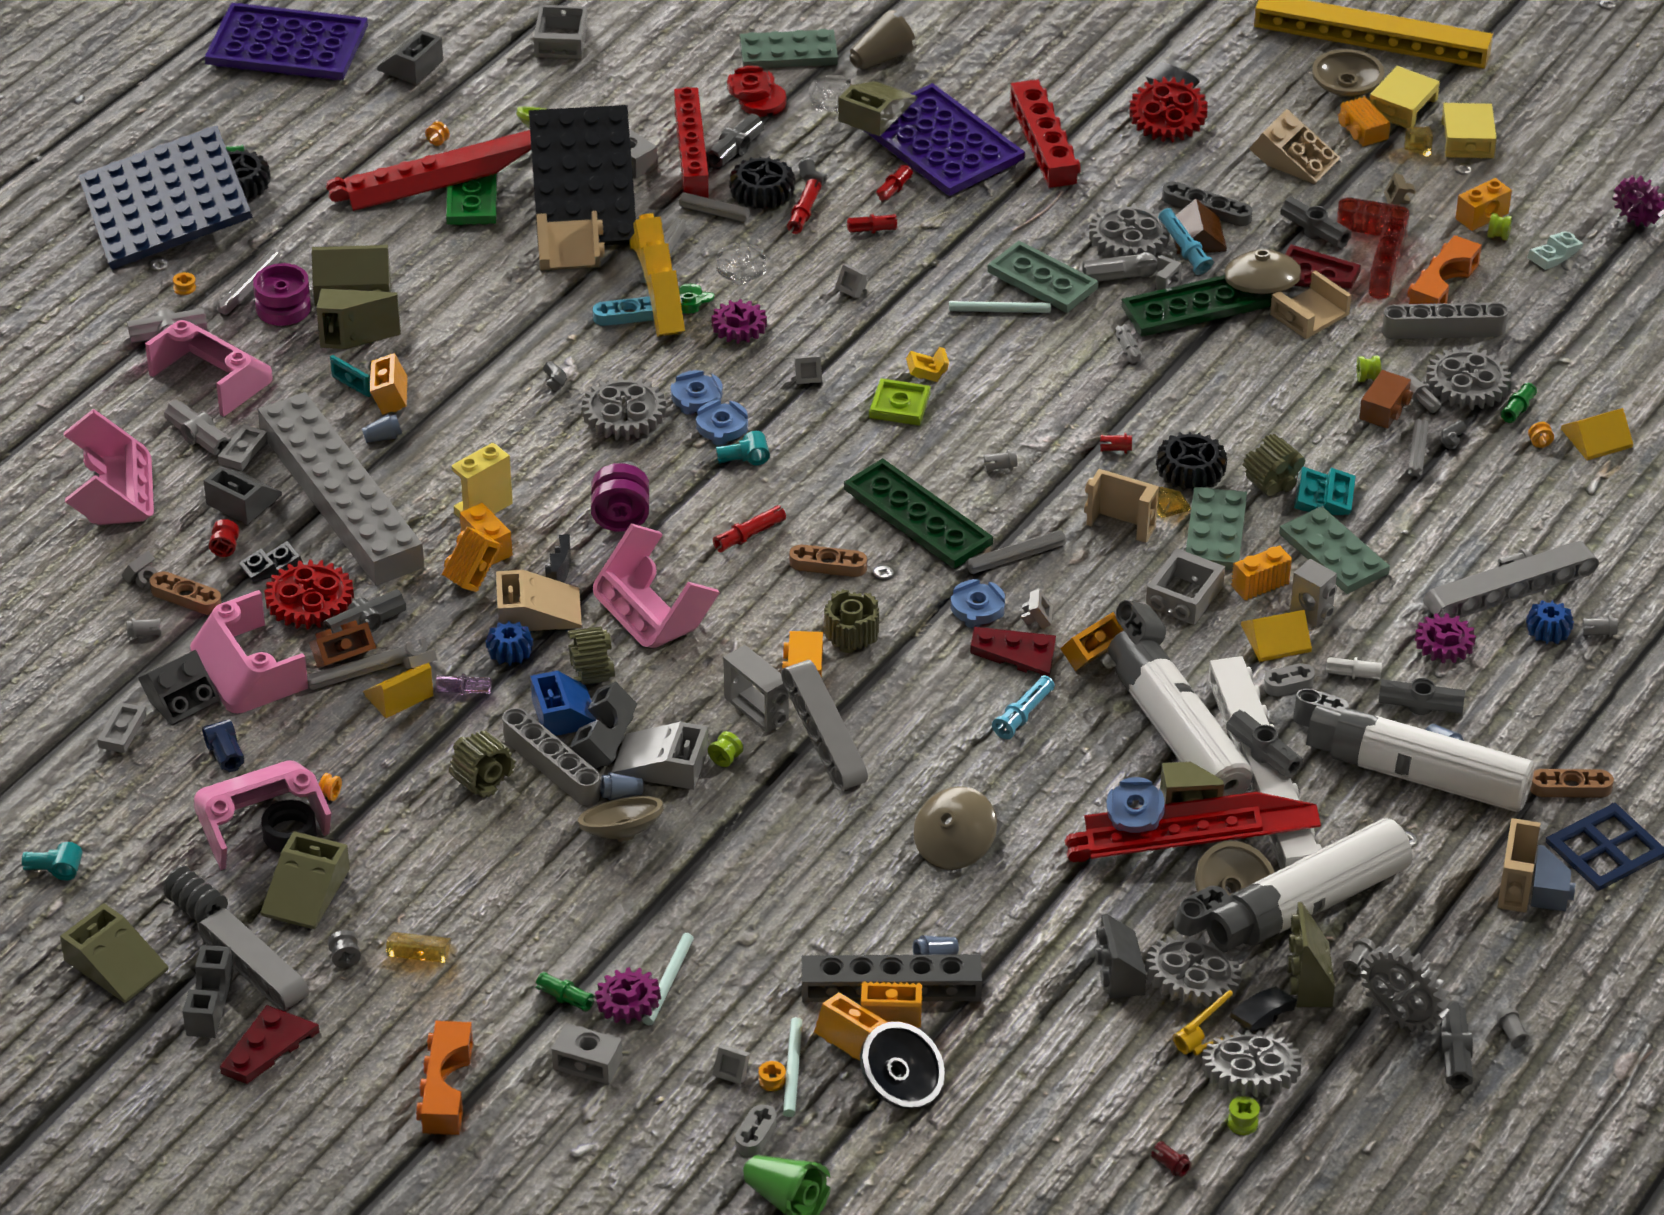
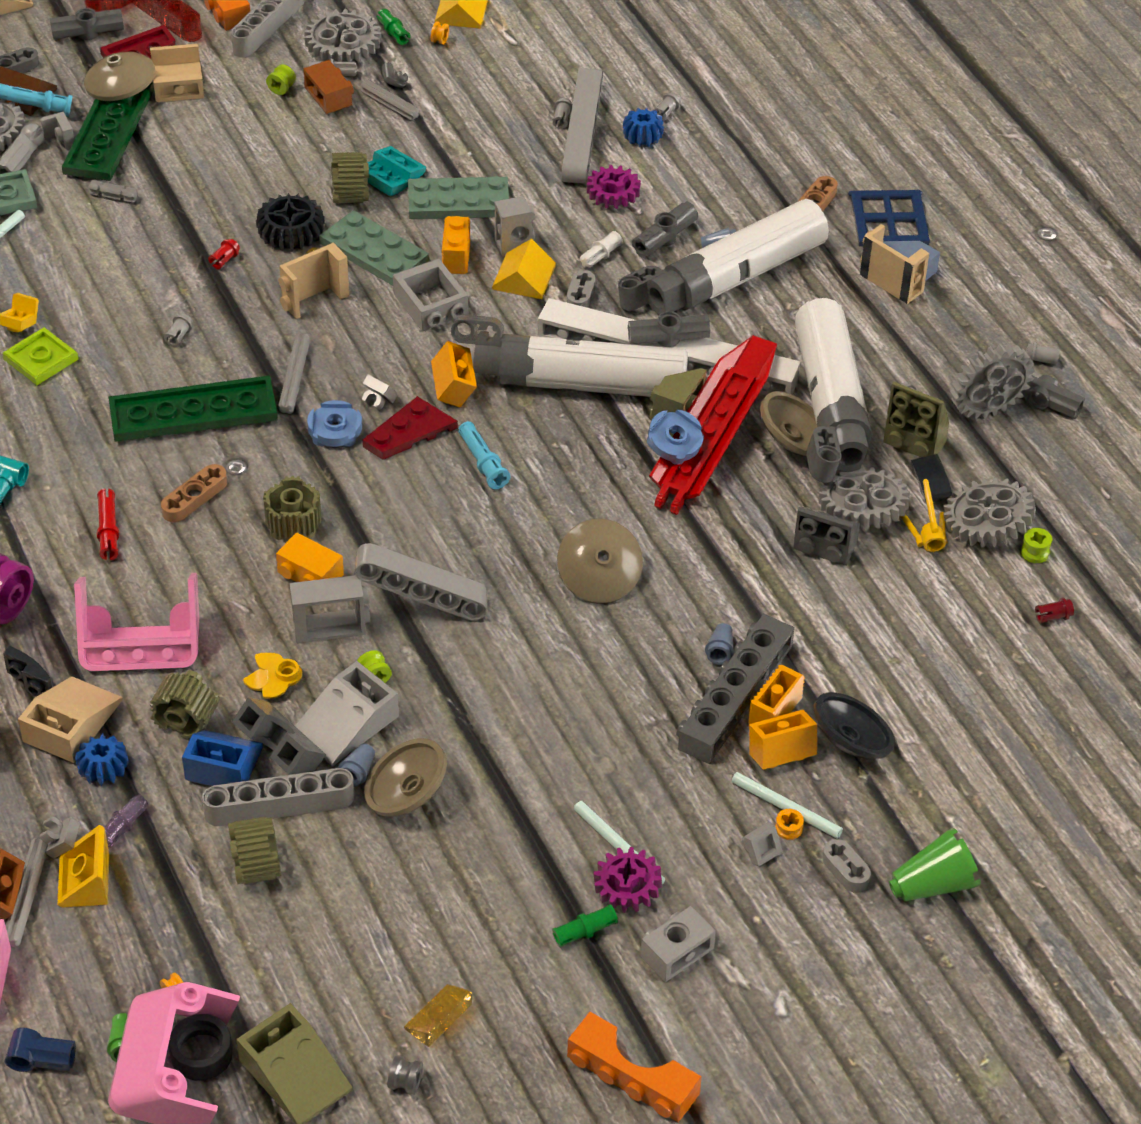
camera: 60 degrees left, 5 degrees up
(678, 699) = (274, 675): none -> yellow plate

